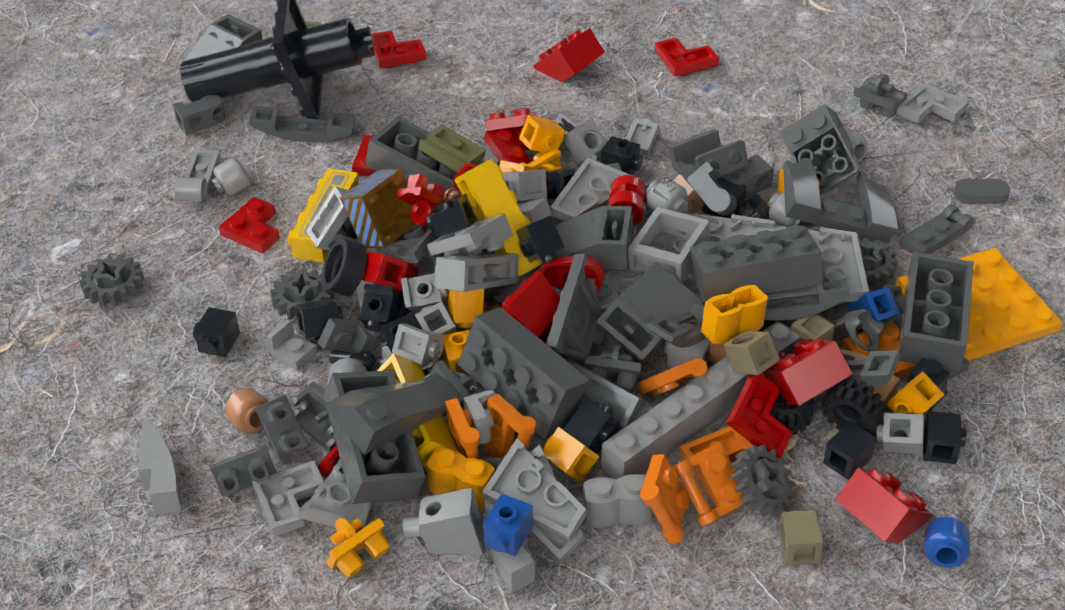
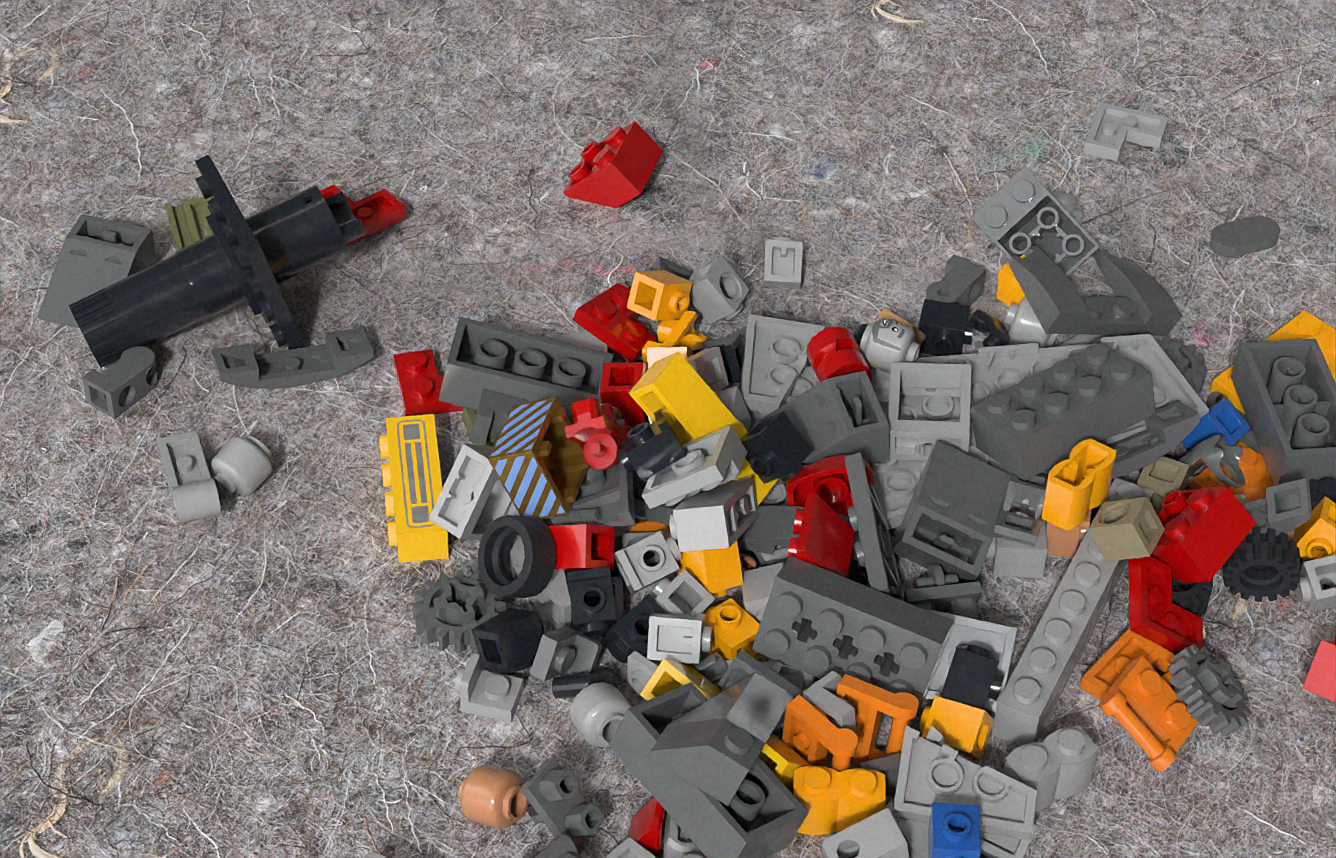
camera: 25 degrees left, 0 degrees up
(112, 280) = (165, 667): dark grey gear -> none
(216, 332) = (371, 700): black brick -> none
(249, 227) = (305, 535): red plate -> none
(314, 416) = (601, 774): dark grey hinge -> none
(451, 148) = (566, 348): olive plate -> none
(499, 121) = (601, 280): plate -> none
(622, 152) = (774, 294): black brick -> none
(665, 497) = (1113, 747): orange plate -> none
(670, 378) = (1026, 589): orange plate -> none
(685, 61) = (765, 139): red plate -> none
(696, 150) = (892, 279): dark grey panel -> none
(710, 191) = (946, 330): leg -> none
(800, 537) = (1285, 748): dark tan brick -> none
(849, 450) = (1280, 622): black brick -> none
(880, 93) = (1058, 131): dark grey hips -> none
(937, 231) = (1221, 307): dark grey plate -> none

